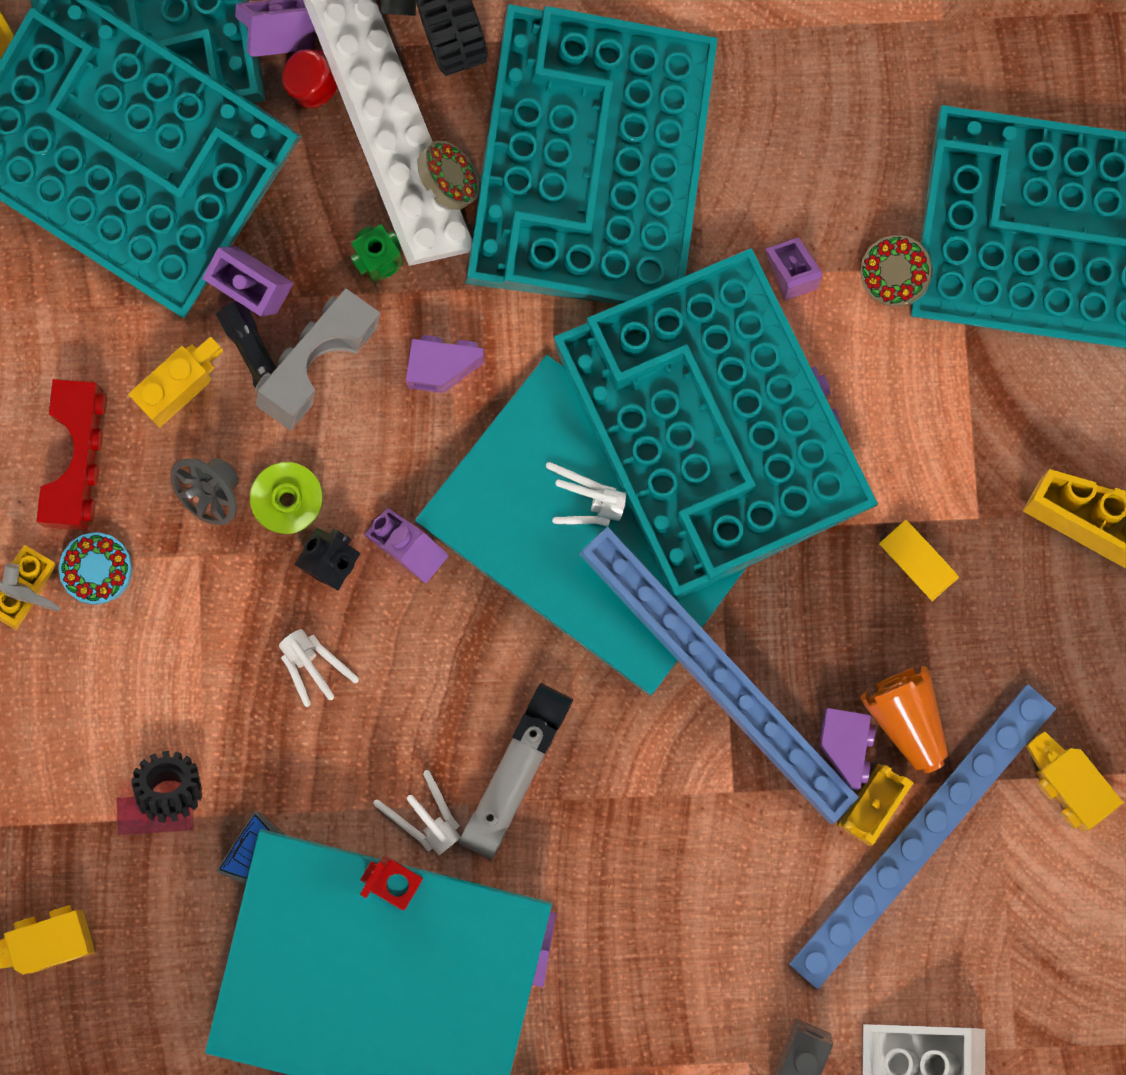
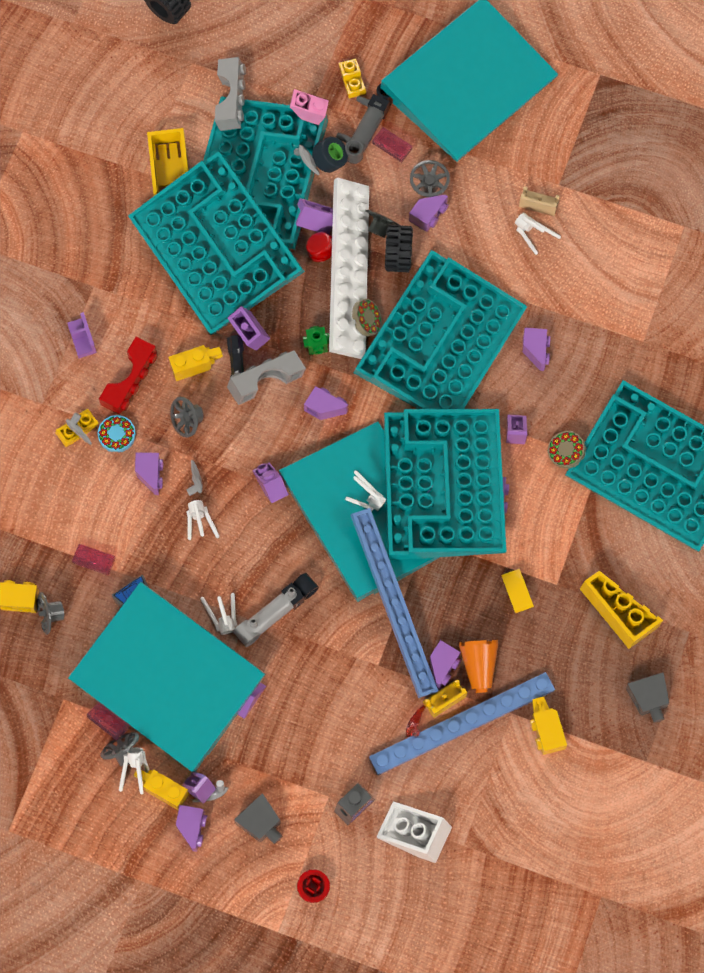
camera: 20 degrees right, 10 degrees down
(123, 943) = (51, 611): none -> dark grey wheel
(163, 770) = (107, 539): black tyre -> none
(181, 612) = (148, 470): none -> medium lavender slope
(273, 592) = (197, 487): none -> light grey bar
(275, 483) = (218, 429): lime dish -> none
(328, 557) = (229, 472): black brick -> none
(376, 880) = (188, 623): red bracket -> none
(764, 107) = (535, 345): none -> medium lavender slope
(839, 871) = (413, 723): none -> clear red bar

